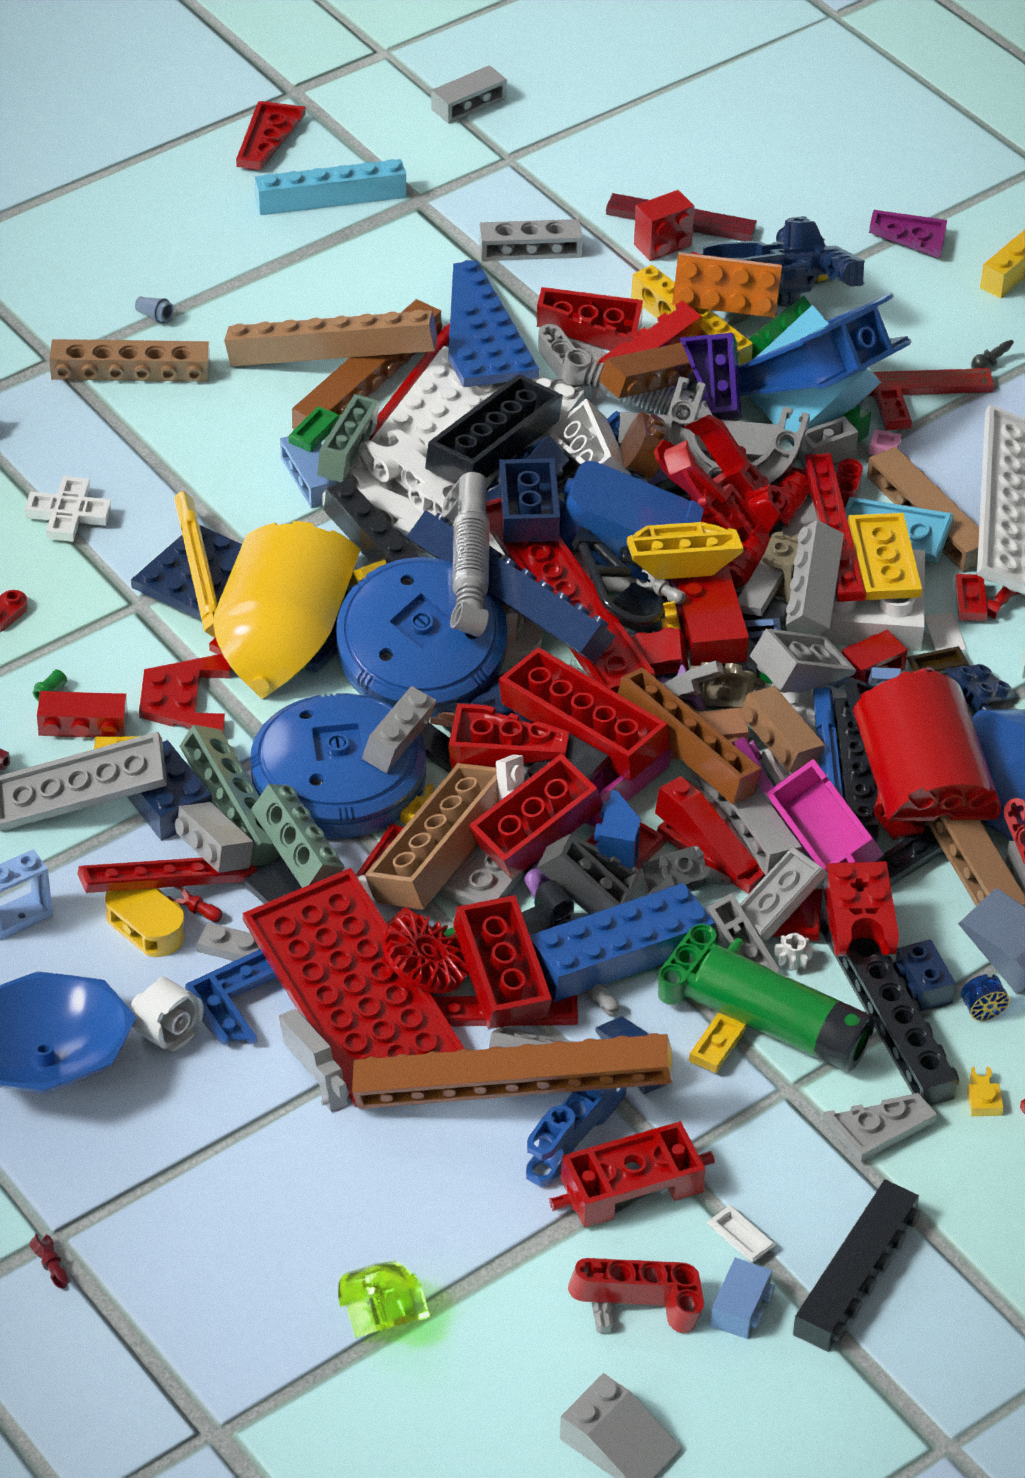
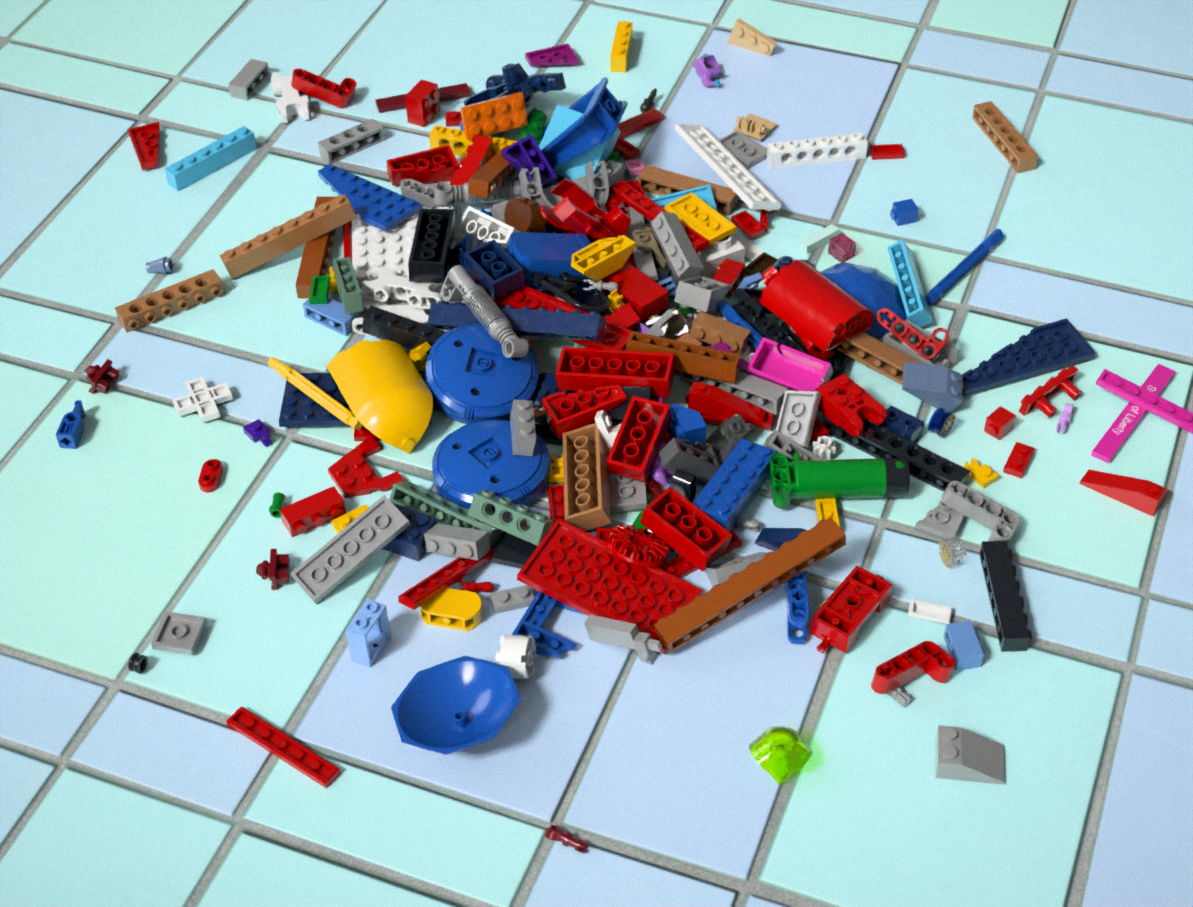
camera: 30 degrees left, 0 degrees up
(101, 581) = (258, 431): none -> dark purple plate
(502, 148) = (291, 103): none -> white piece
(523, 895) = (654, 488): none -> clear red pin
(550, 151) = (323, 89): none -> red beam
(836, 1173) = (952, 552): none -> clear wheel
(905, 1103) = (981, 510): none -> light grey beam

